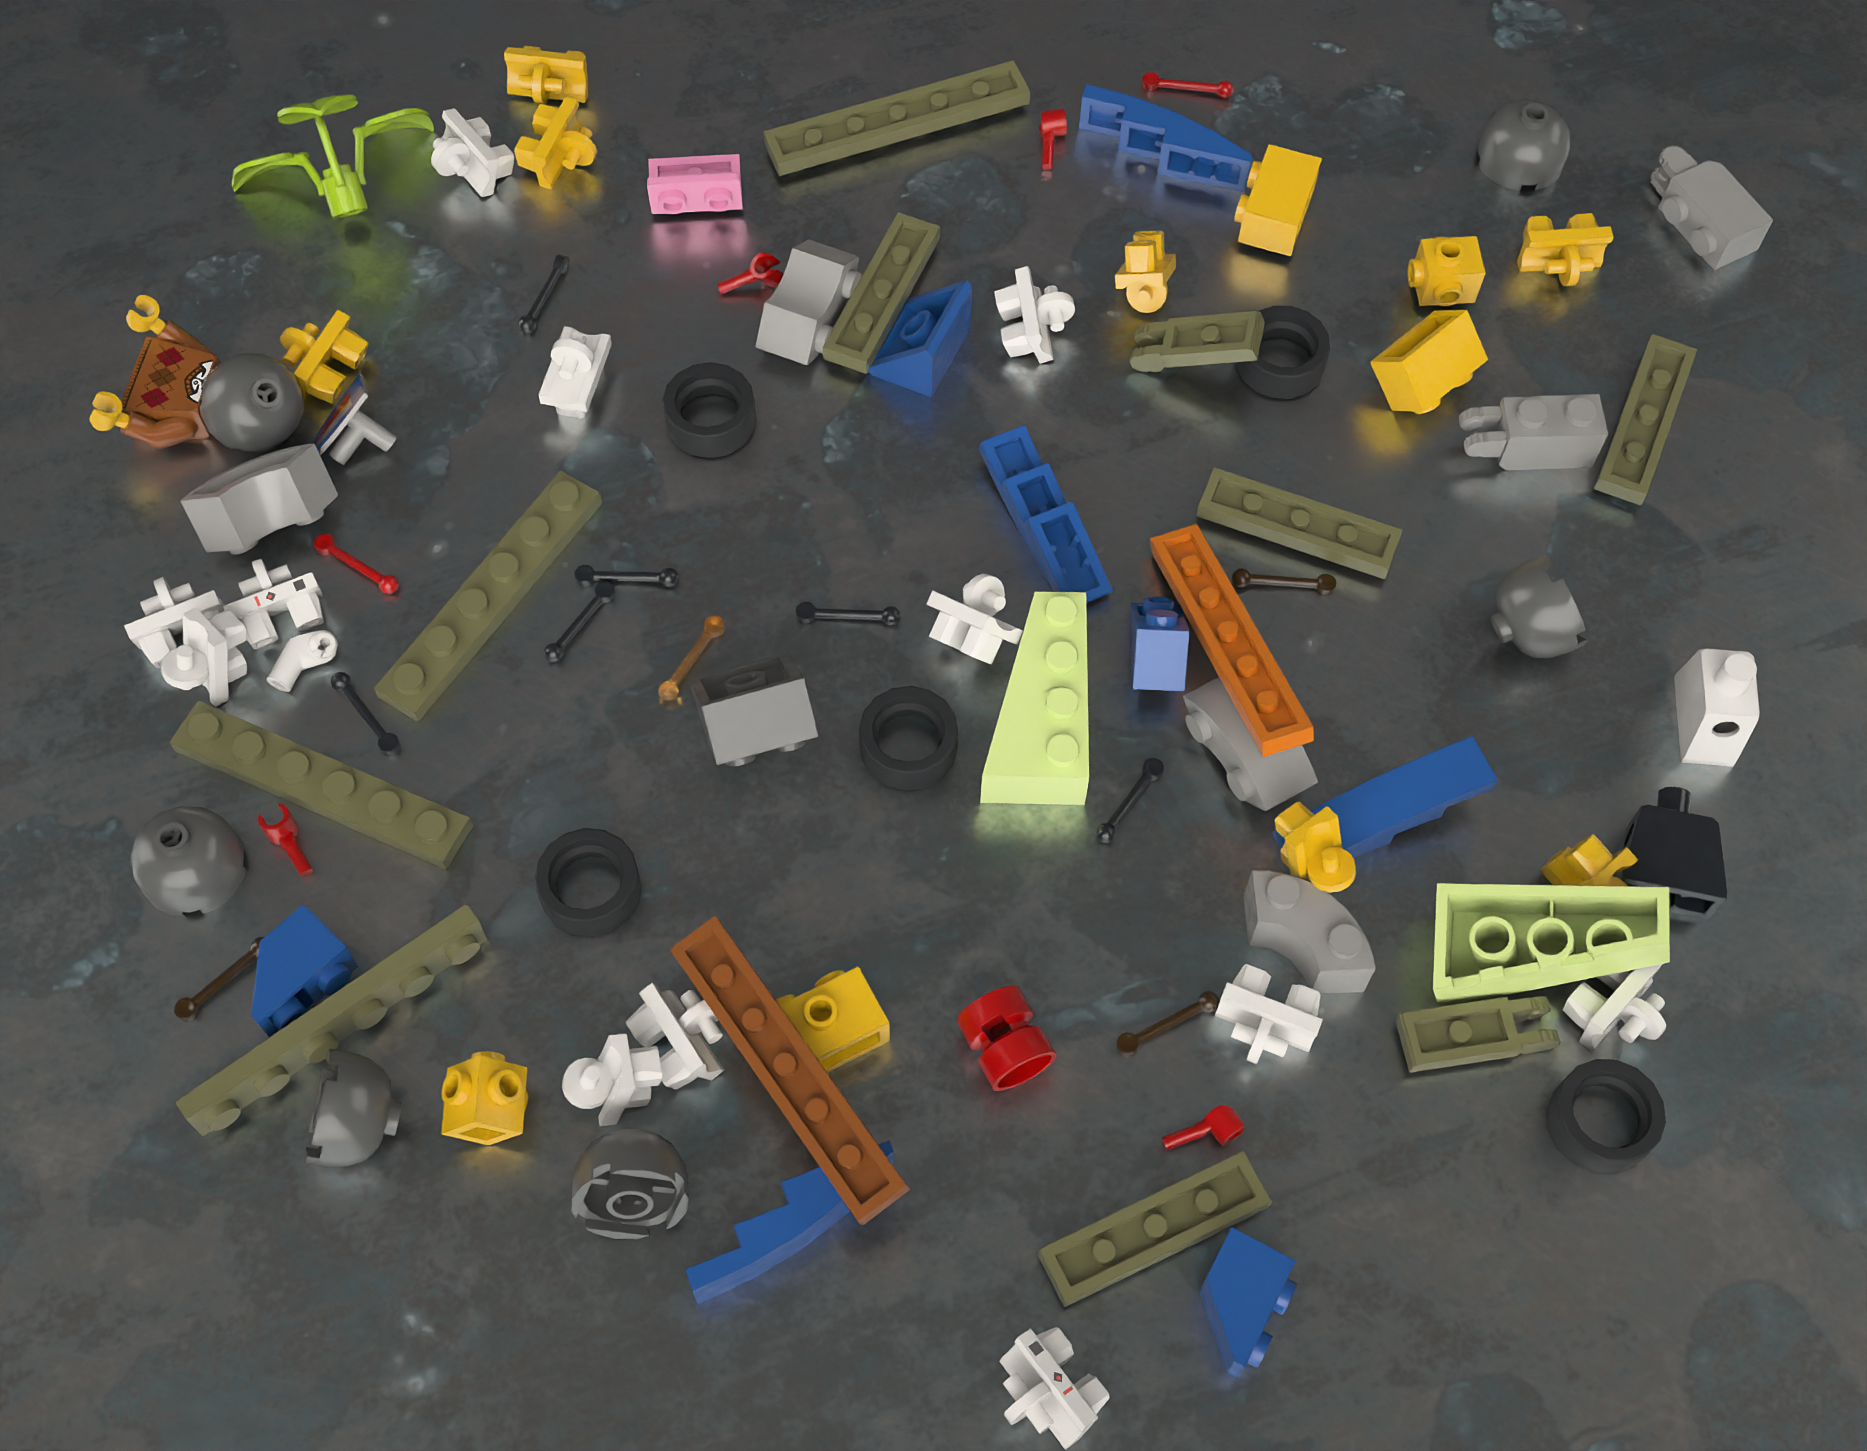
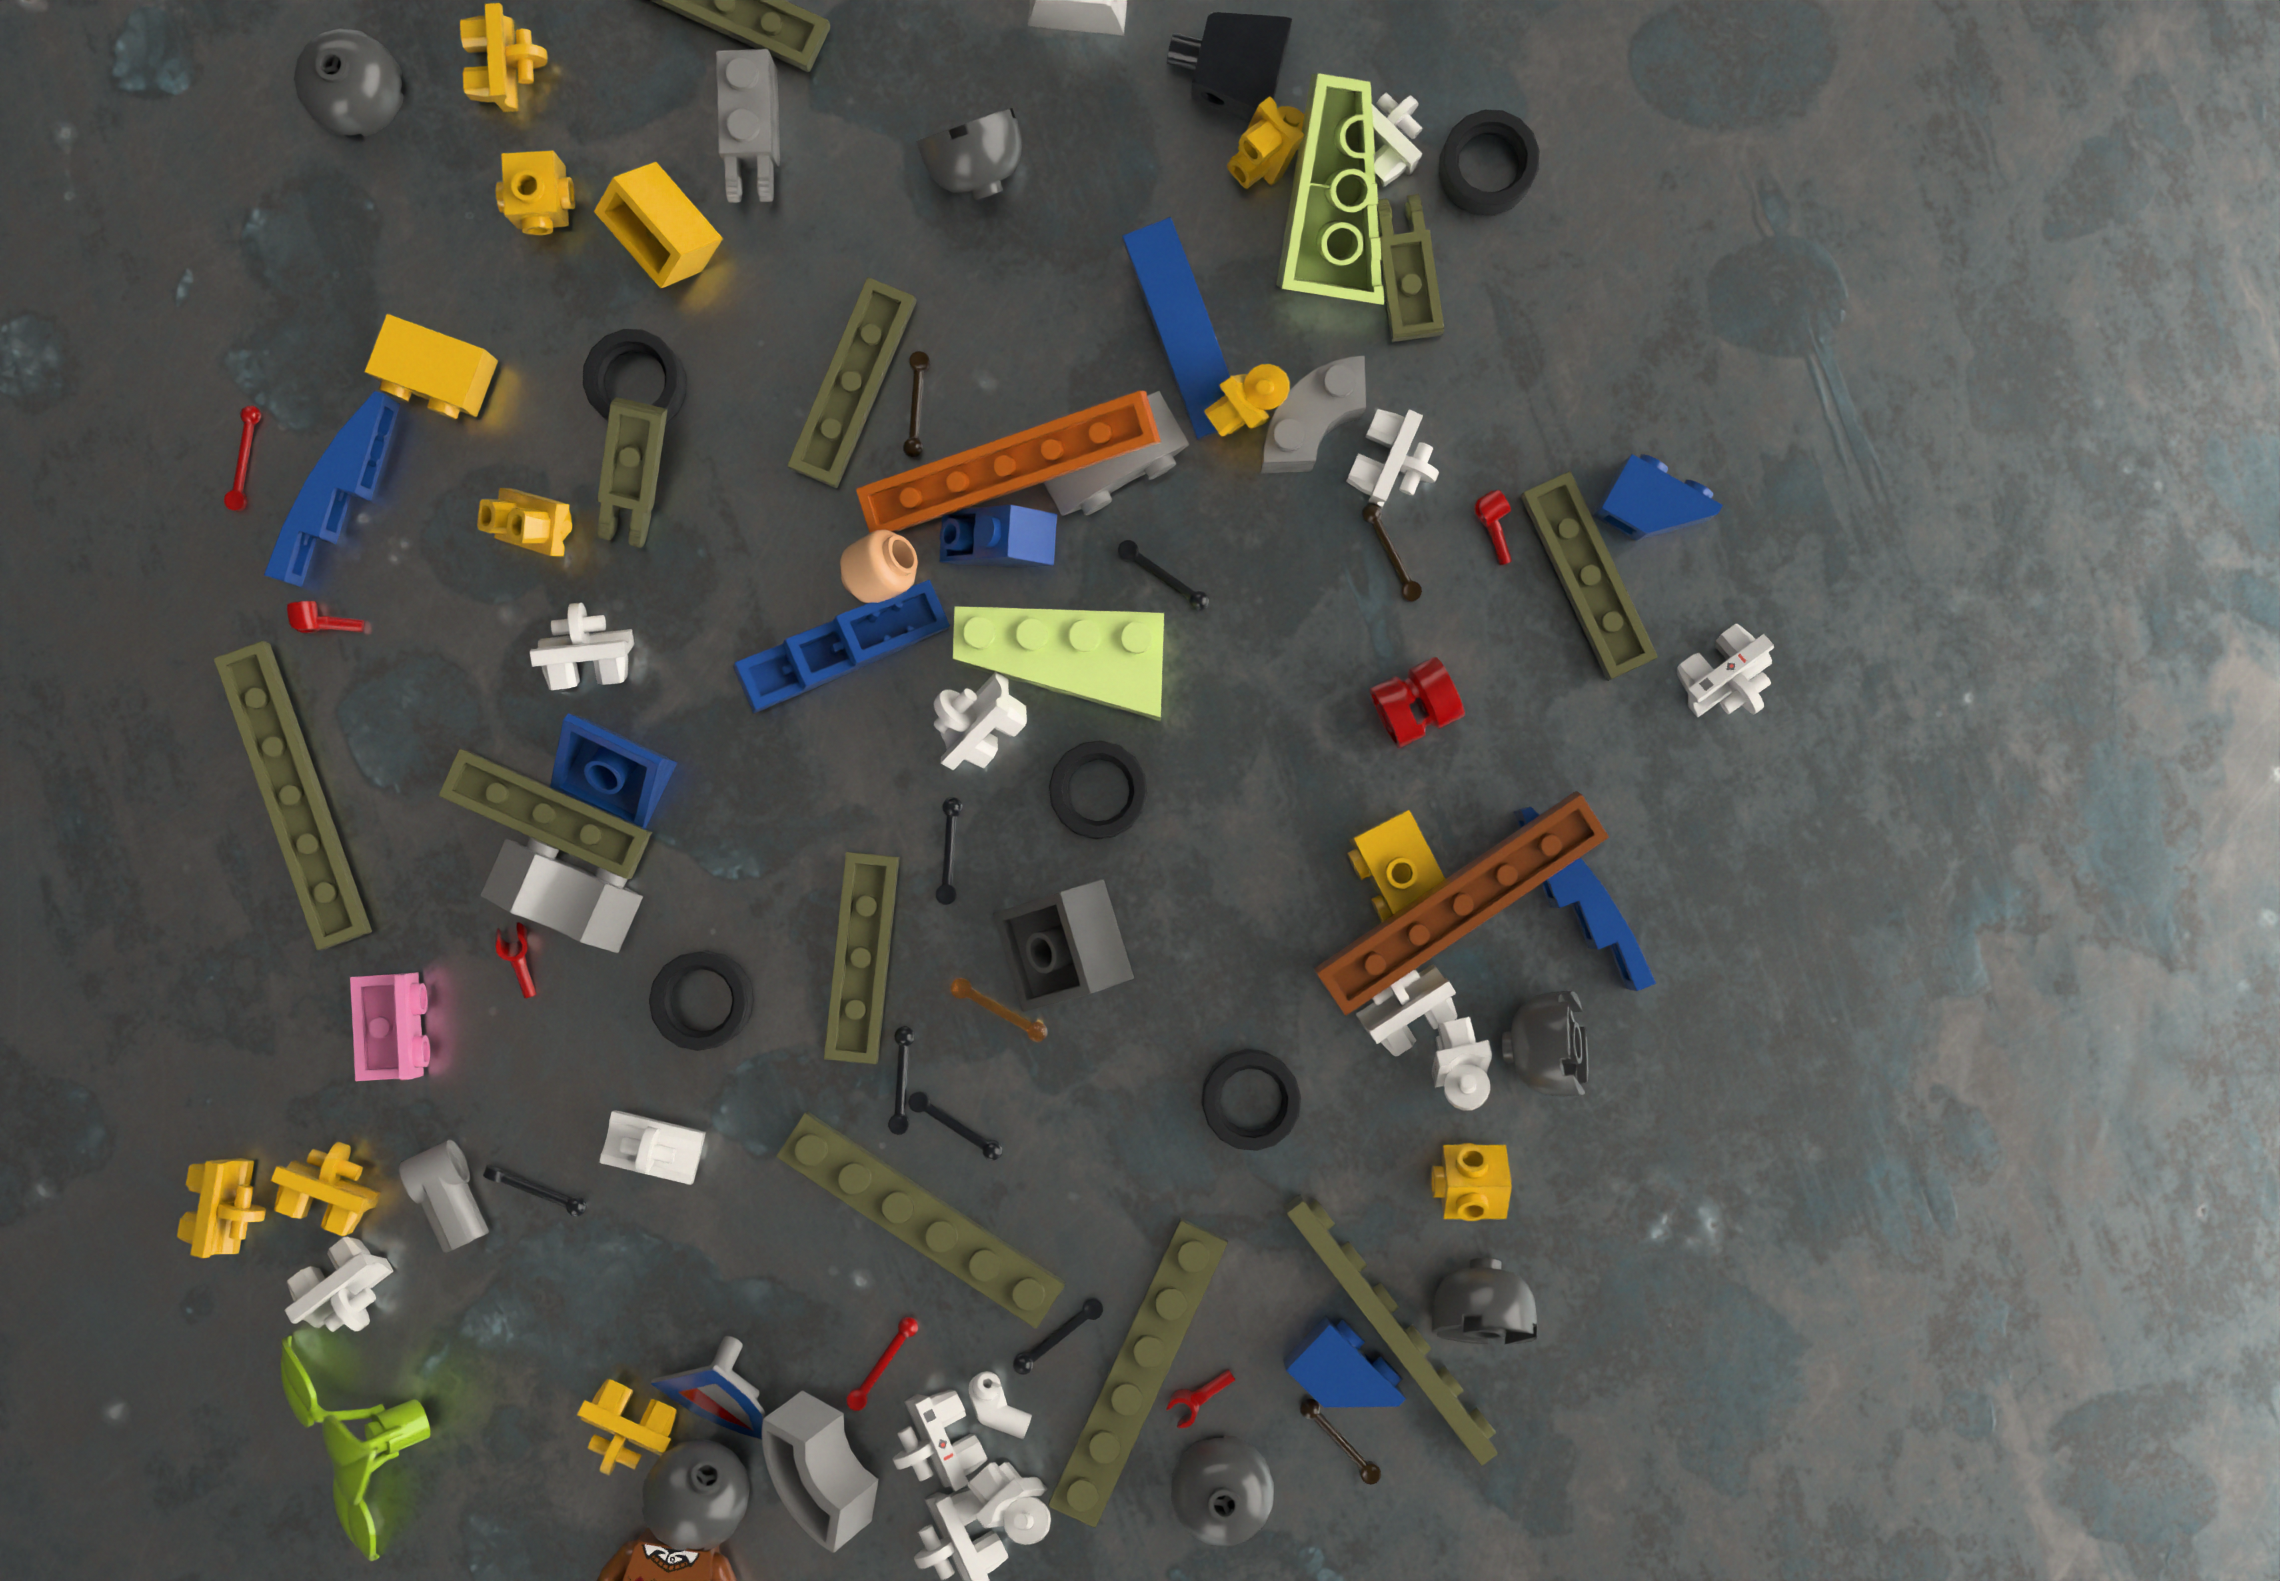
camera: 85 degrees left, 25 degrees up
(556, 219) = (439, 1183): none -> light grey piece
(745, 537) = (861, 958): none -> olive plate
(1122, 540) = (878, 566): none -> light nougat head

